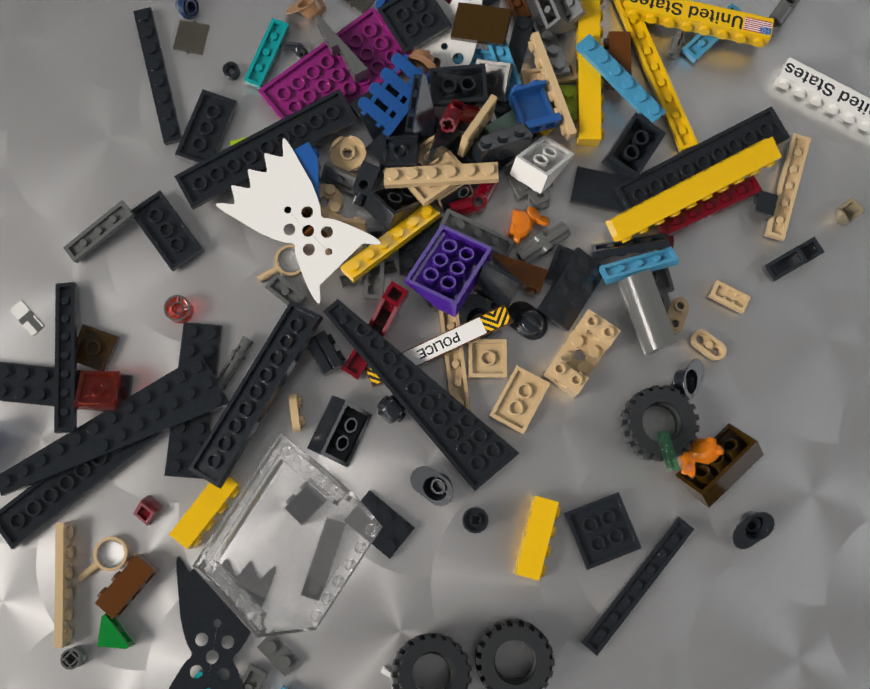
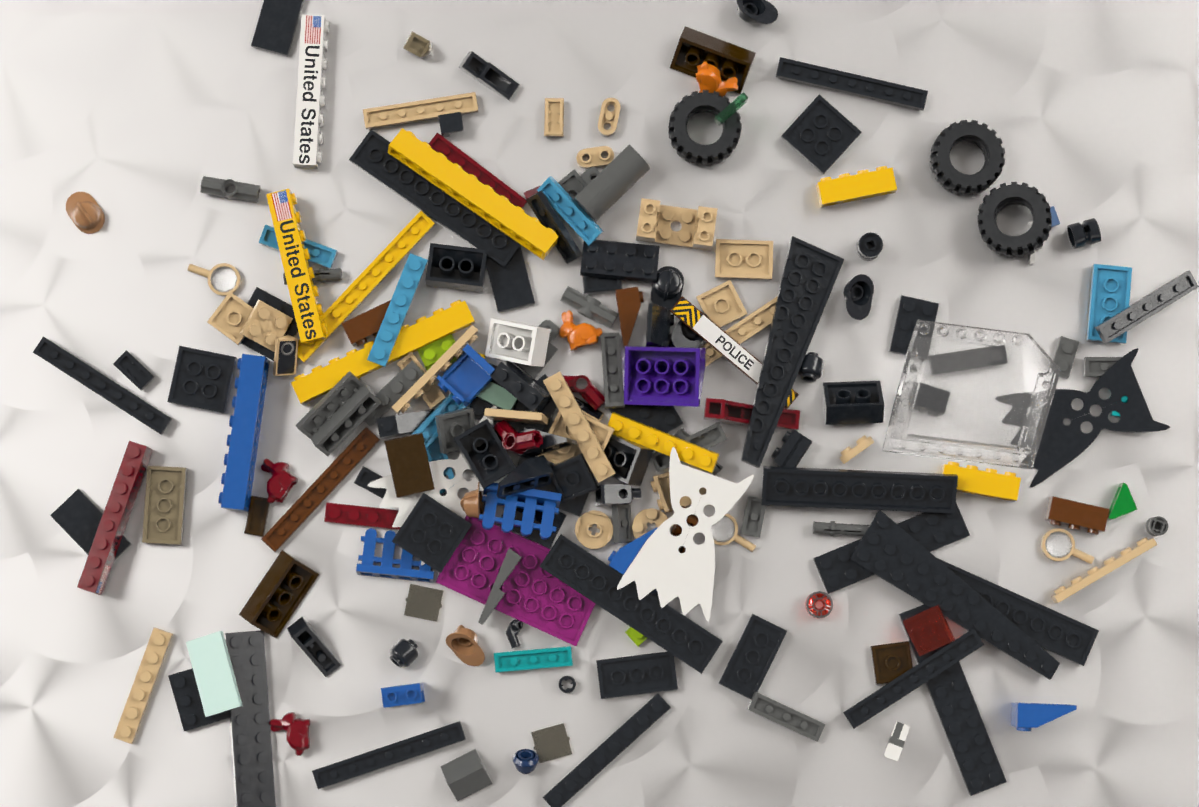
camera: 115 degrees left, 5 degrees up
(148, 509) = (1005, 534): dark red slope -> none
(689, 379) = (652, 120): black piece -> none

